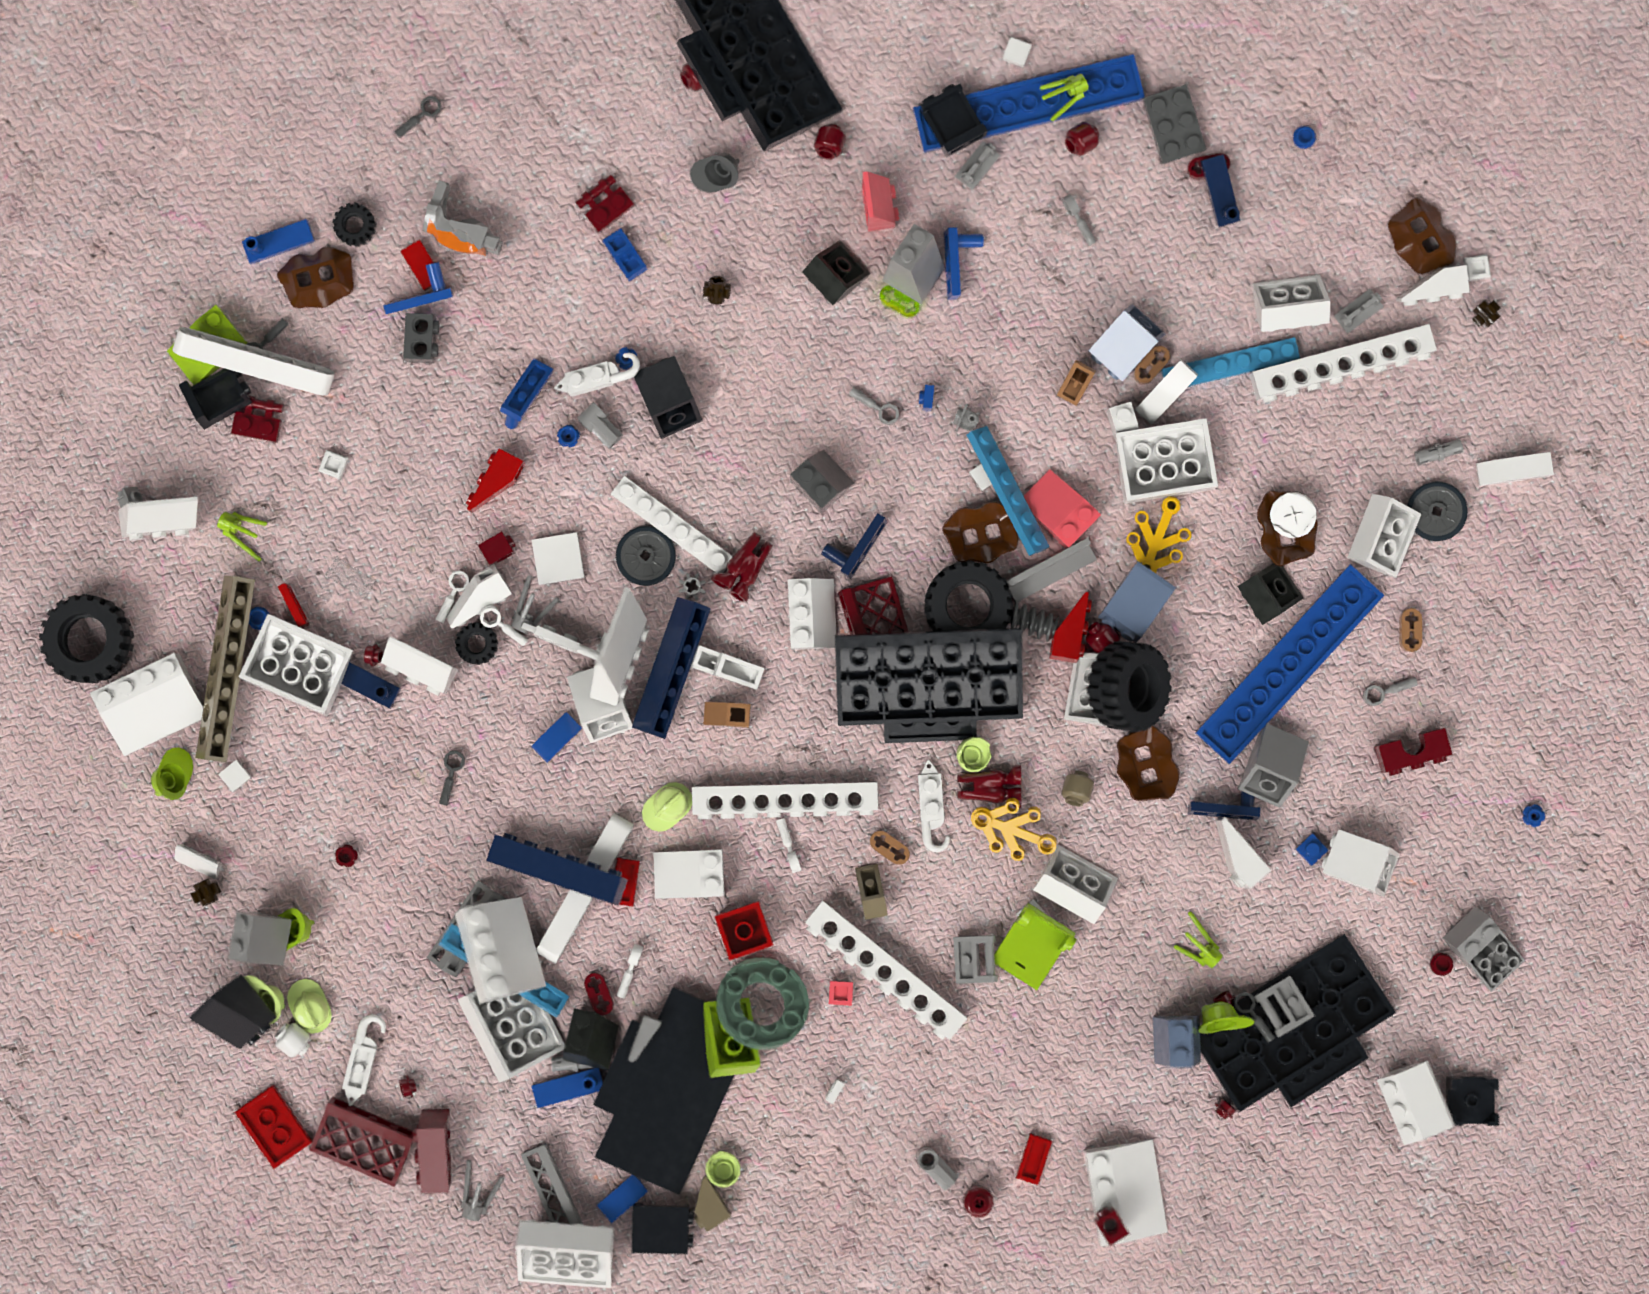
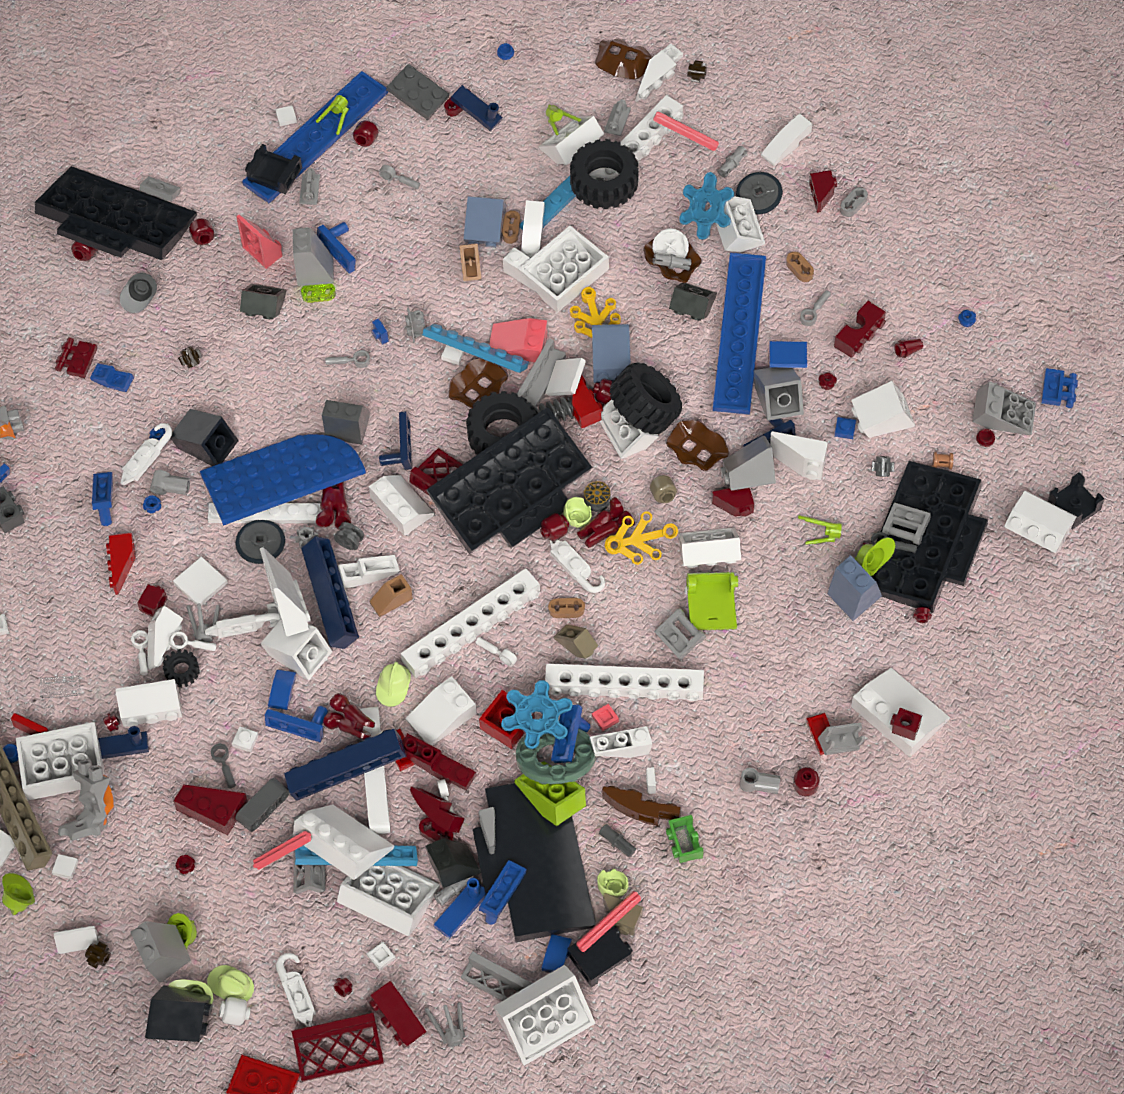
camera: 30 degrees left, 25 degrees down
(299, 740) = (97, 802): none -> light grey hips
(406, 816) = (210, 806): none -> dark red wedge
(437, 919) = (282, 850): none -> coral axle
(456, 847) = (262, 804): none -> dark grey beam
(463, 1080) = (381, 956): none -> white tile
(487, 763) = (245, 739): none -> white plate
(554, 802) = (303, 728): none -> blue piece
(594, 824) = (352, 720): none -> dark red piece
(613, 974) = (437, 809): none -> dark red slope
(613, 1106) = (501, 891): none -> blue piece
(648, 926) = (436, 763): none -> dark red slope
(687, 1210) = (608, 921): none -> coral axle
(712, 496) = (279, 474): none -> blue plate
(733, 617) = (349, 537): none -> dark grey wheel
(760, 1127) = (617, 840): none -> dark grey axle
(771, 974) = (537, 702): none -> dark azure plate
(787, 992) = (564, 748): none -> blue piece
(799, 1102) = (631, 804): none -> reddish brown slope
(822, 54) = (160, 189): none -> light grey plate
(822, 1173) = (684, 839): none -> bright green window
(832, 1037) = (622, 743): none -> white slope
(939, 754) = (554, 527): none -> dark red head
(1007, 747) = (597, 496): none -> dark grey wheel
(1043, 1184) = (841, 739): none -> light grey hinge
(1072, 593) = (565, 377): none -> white tile
(1139, 854) = (734, 502): none -> dark red slope
(1177, 833) = (749, 466): none -> light grey slope
(1280, 535) = (671, 261): none -> light grey pin
(1296, 260) = (555, 114): none -> lime plant
(1306, 363) = (604, 155): none -> black tyre
(1311, 735) = (787, 354): none -> blue slope
(1313, 923) = (883, 466): none -> dark grey gear
(1334, 777) = (827, 385): none -> dark red plate
(1352, 497) = (698, 200): none -> dark azure plate
(1378, 959) = (943, 460): none -> nougat bush
(1416, 383) = (685, 131): none -> coral axle
(1445, 806) = (907, 347): none -> dark red cone
(1506, 554) = (822, 188): none -> dark red slope
(1526, 587) = (856, 204): none -> light grey beam
(1555, 958) = (1053, 385): none -> blue plate

